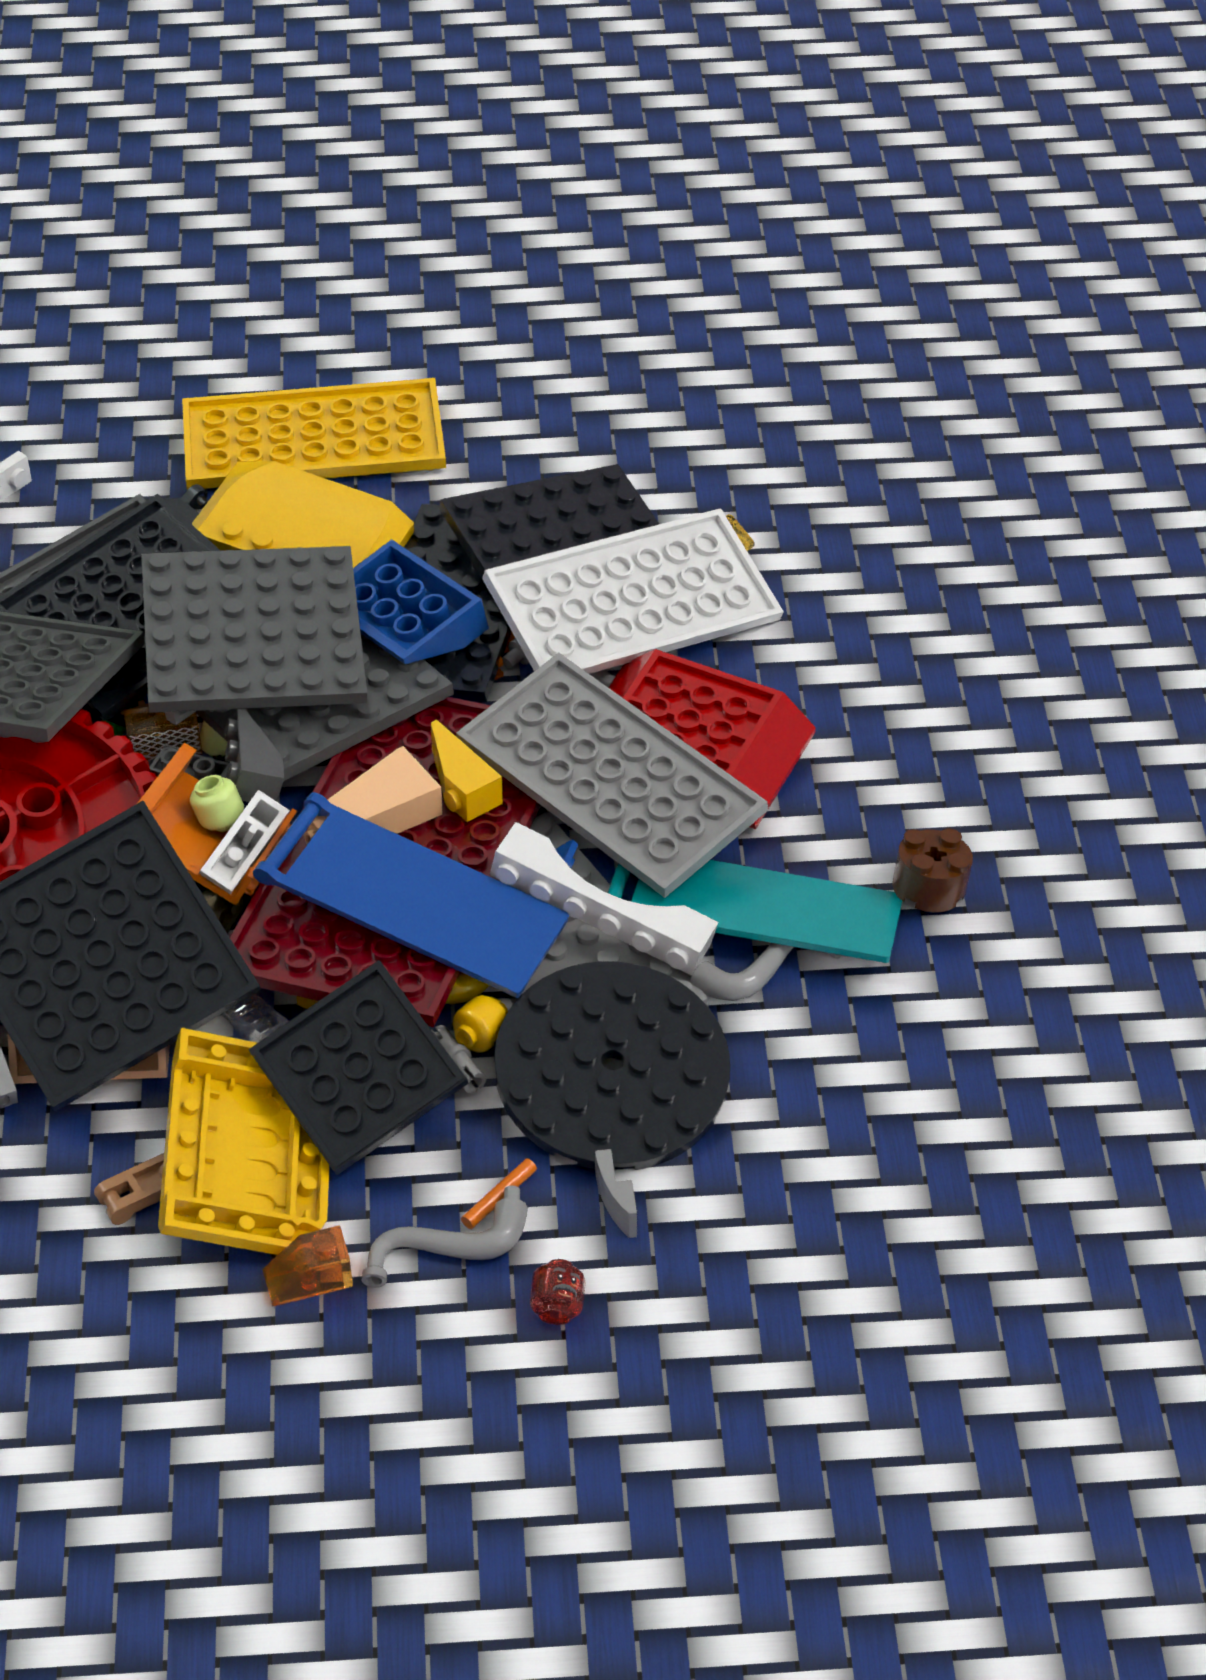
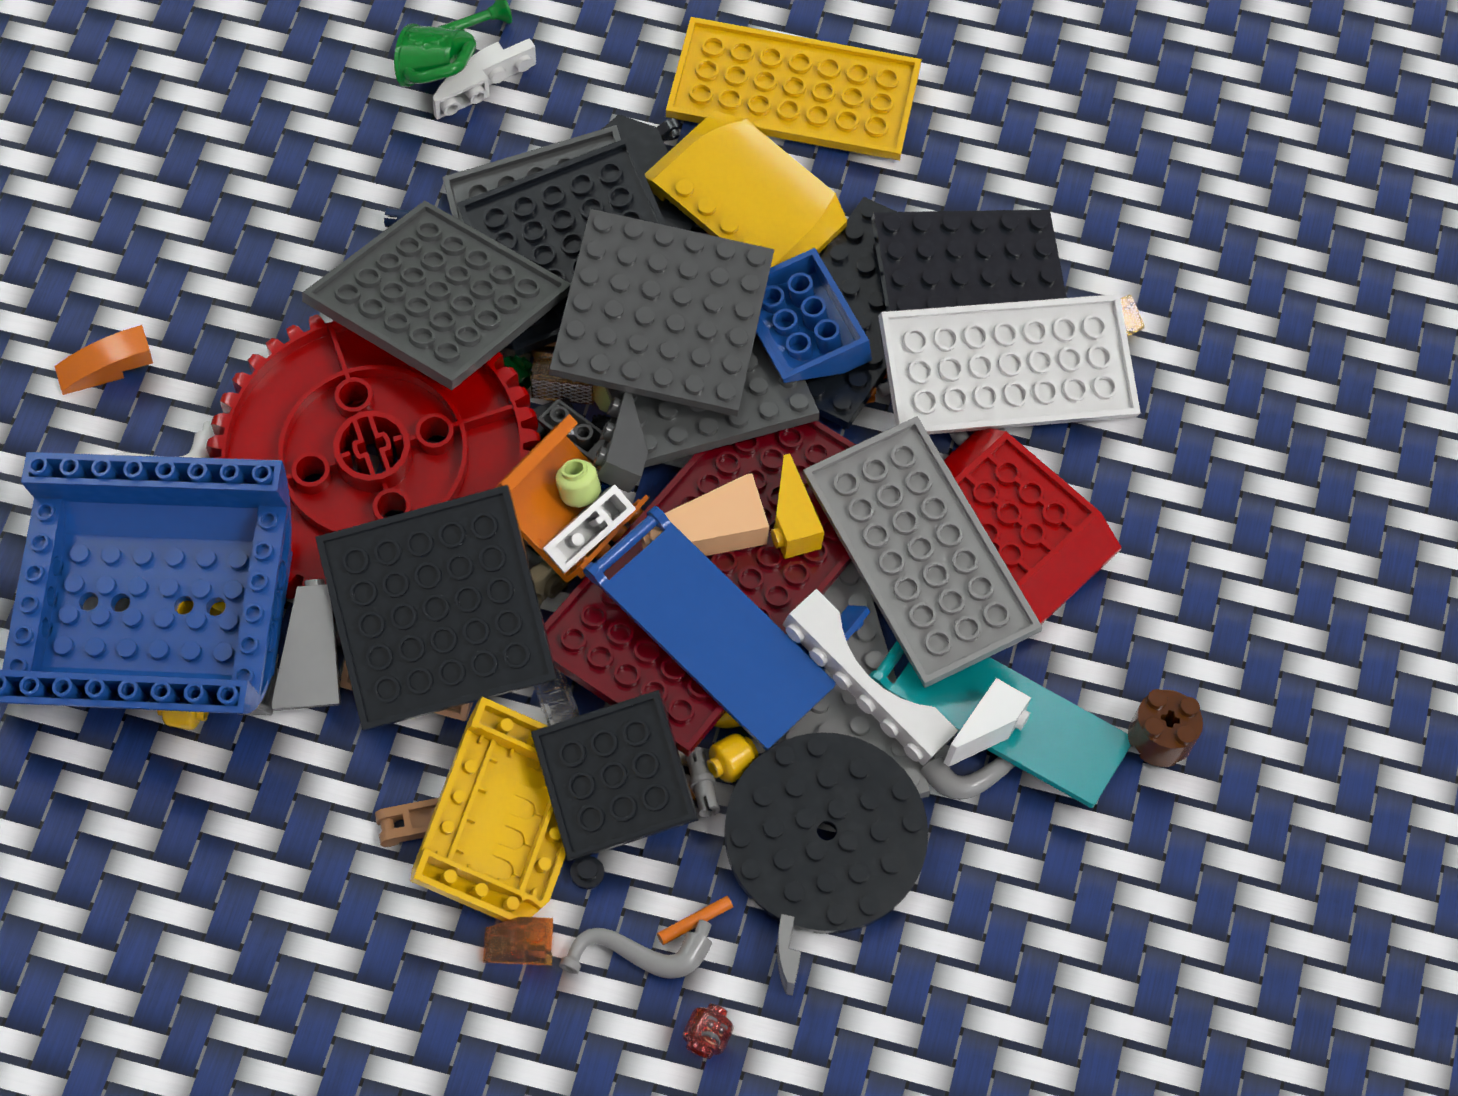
camera: 15 degrees right, 15 degrees up
(360, 1181) = (587, 872): none -> black plate
(749, 907) = (991, 722): none -> white slope

